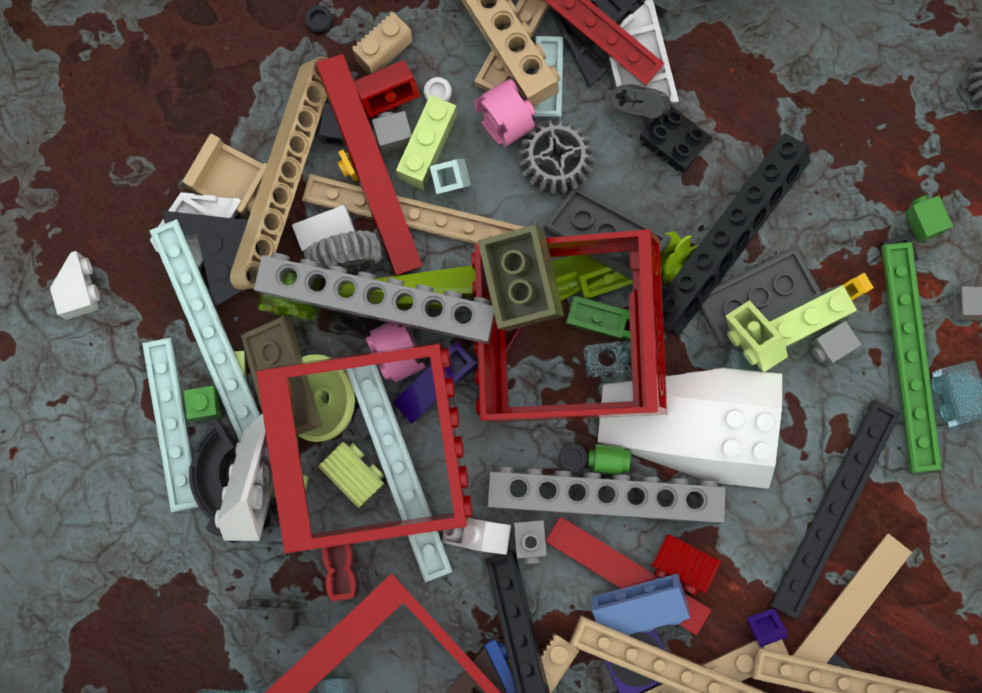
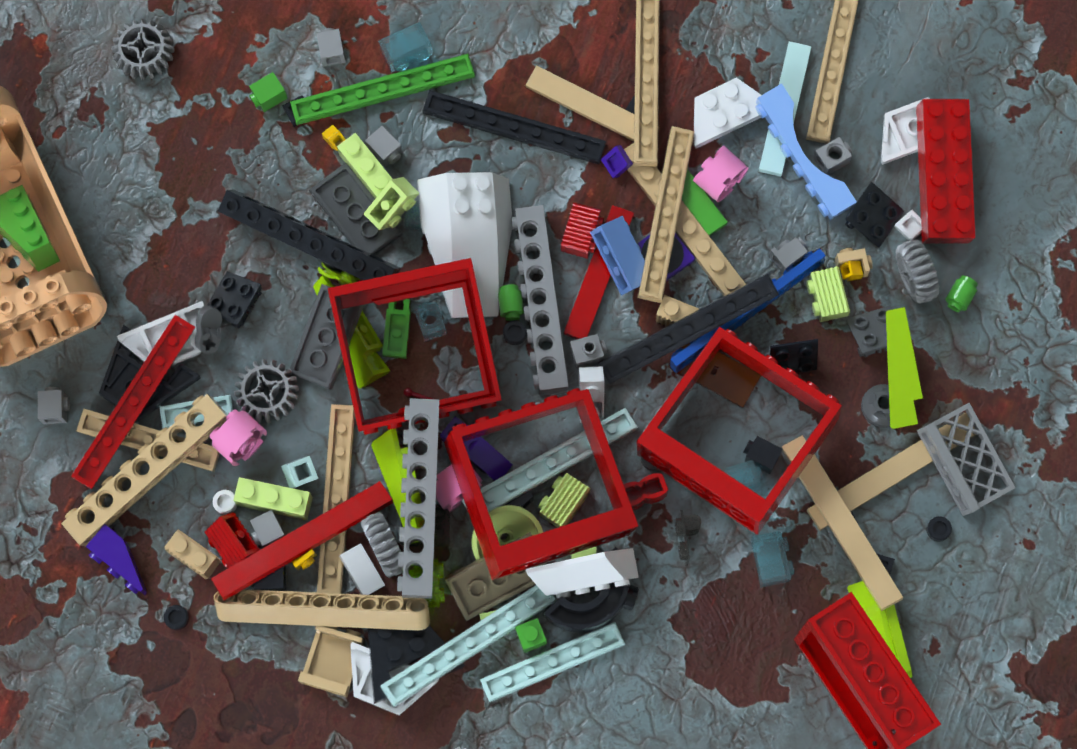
camera: 100 degrees left, 5 degrees down
(520, 278) = (384, 382): olive brick -> none

